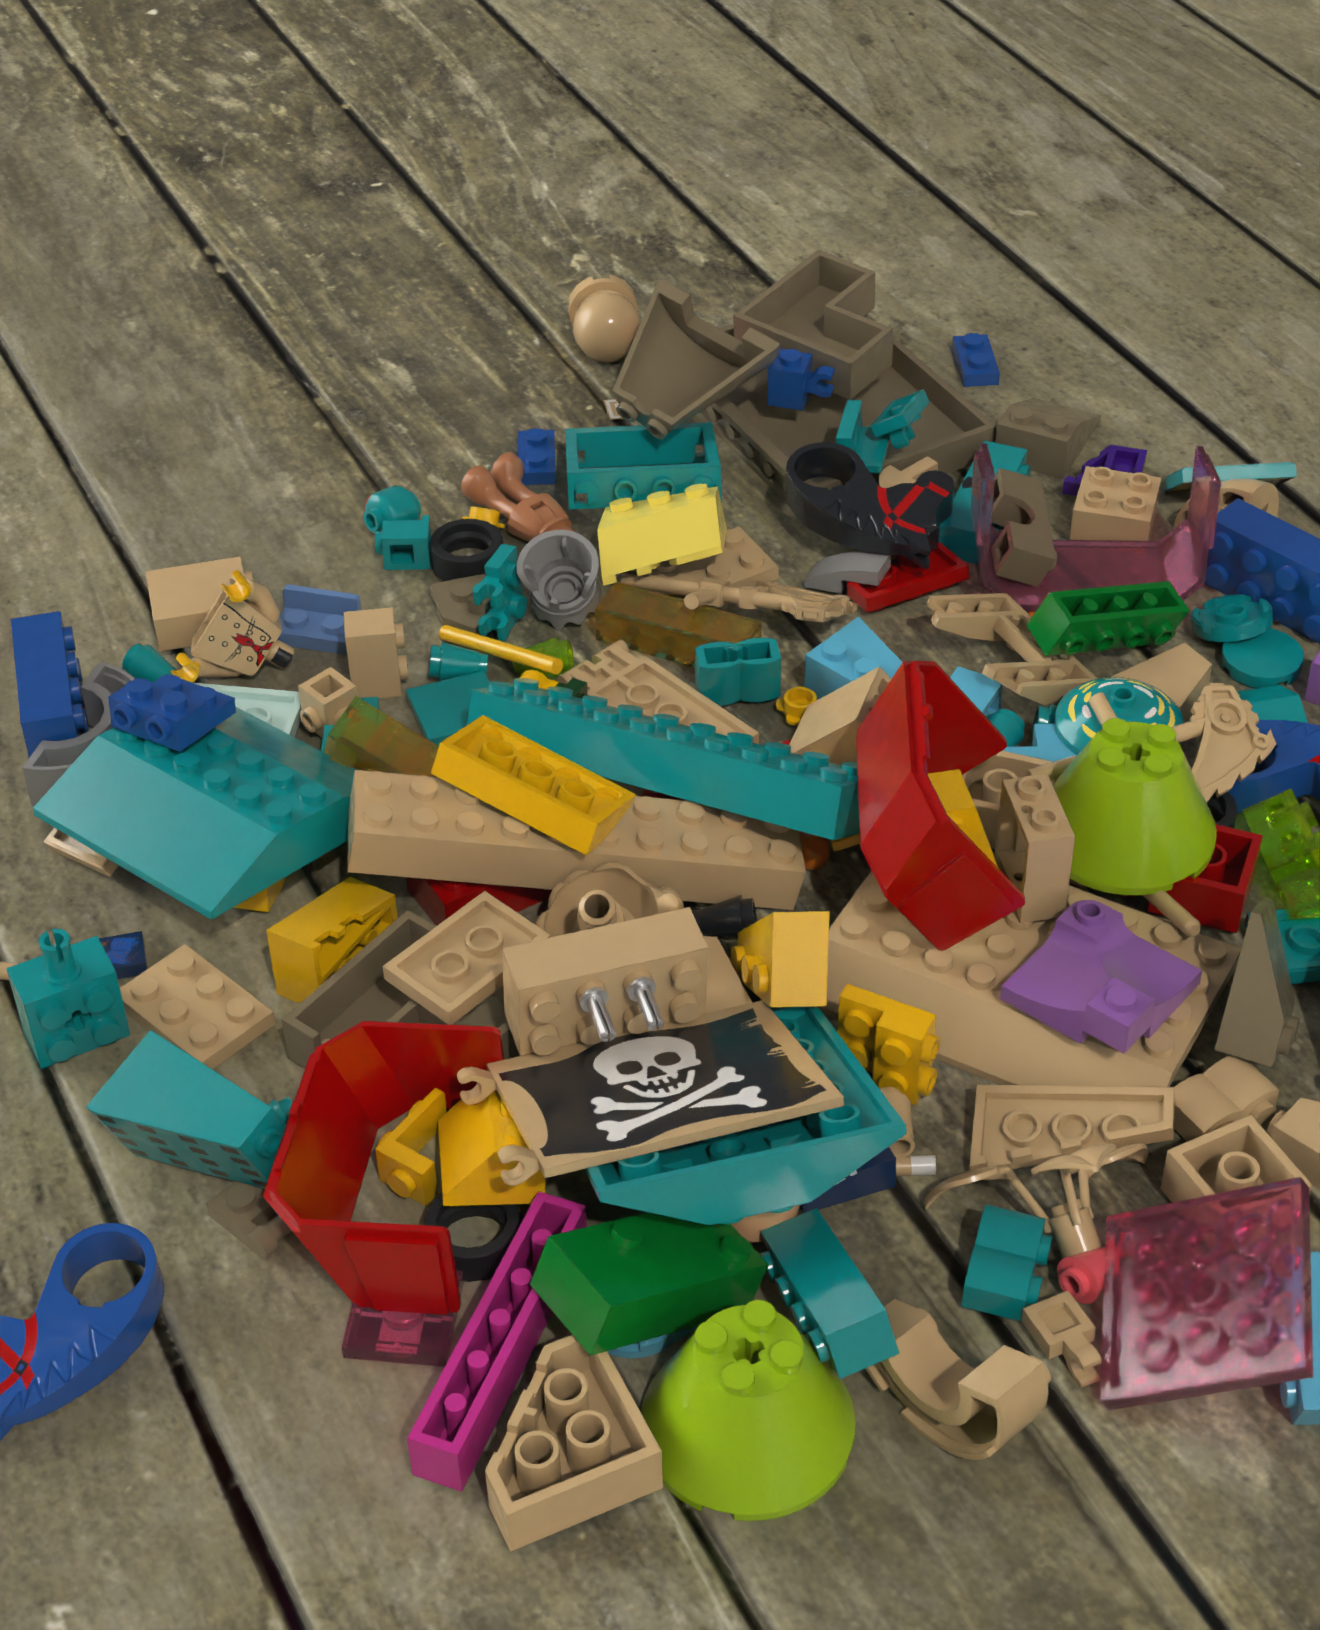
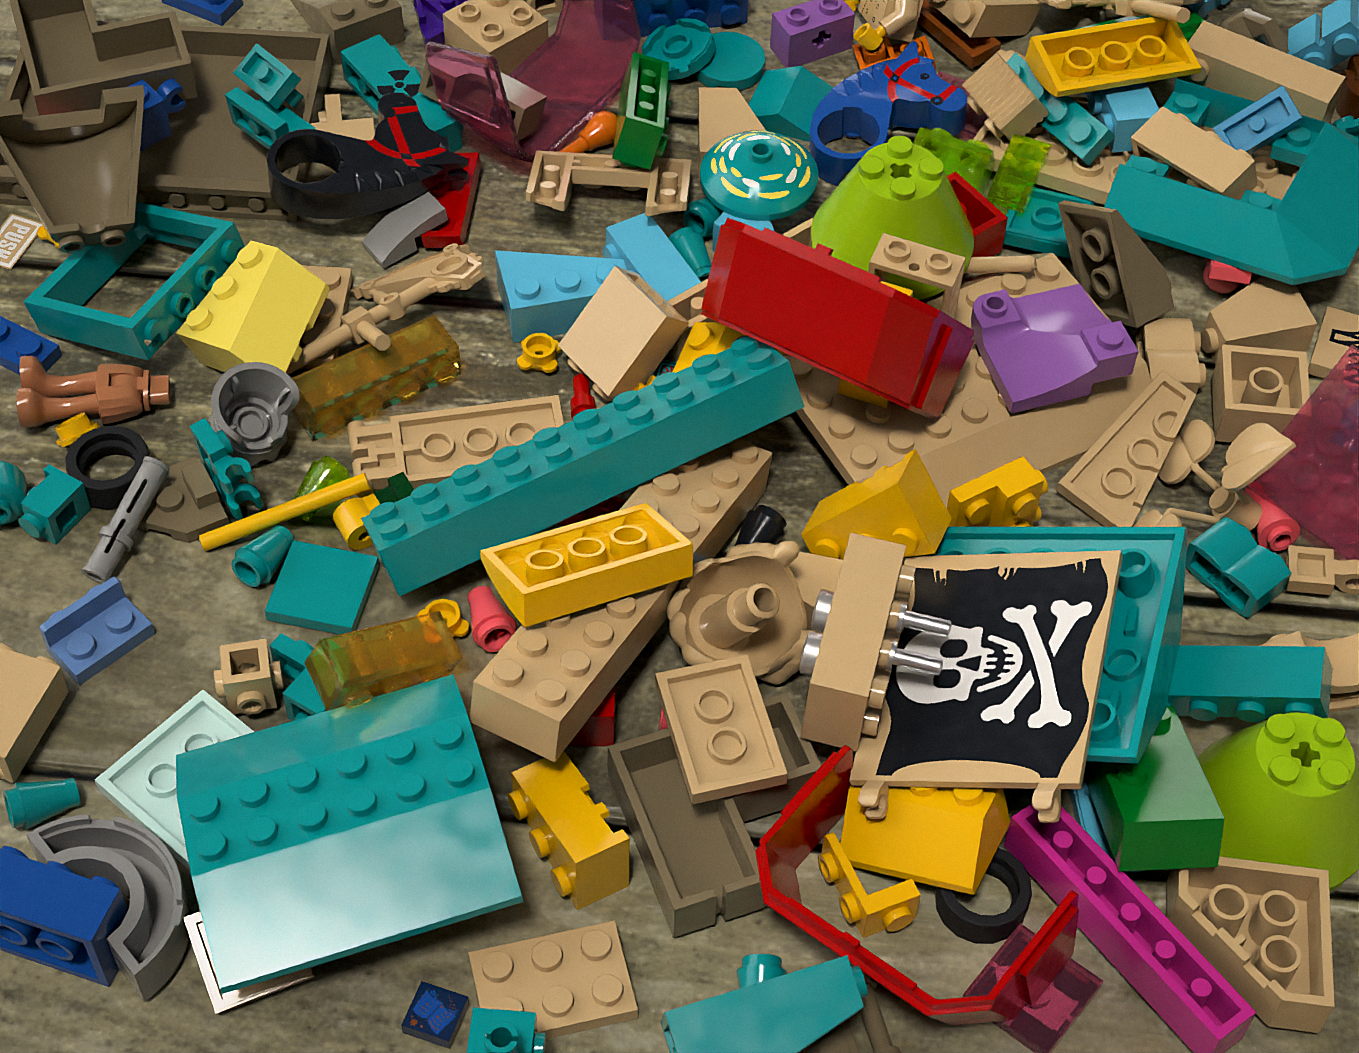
camera: 60 degrees left, 10 degrees up
(169, 710) = (229, 794): blue plate -> none
(236, 634) = (81, 703): tan torso -> none
(373, 652) = (213, 604): tan brick -> none
(413, 582) = (118, 535): none -> light grey pin
(739, 671) = (477, 363): teal brick -> none
(1226, 742) = (834, 124): tan bar -> none

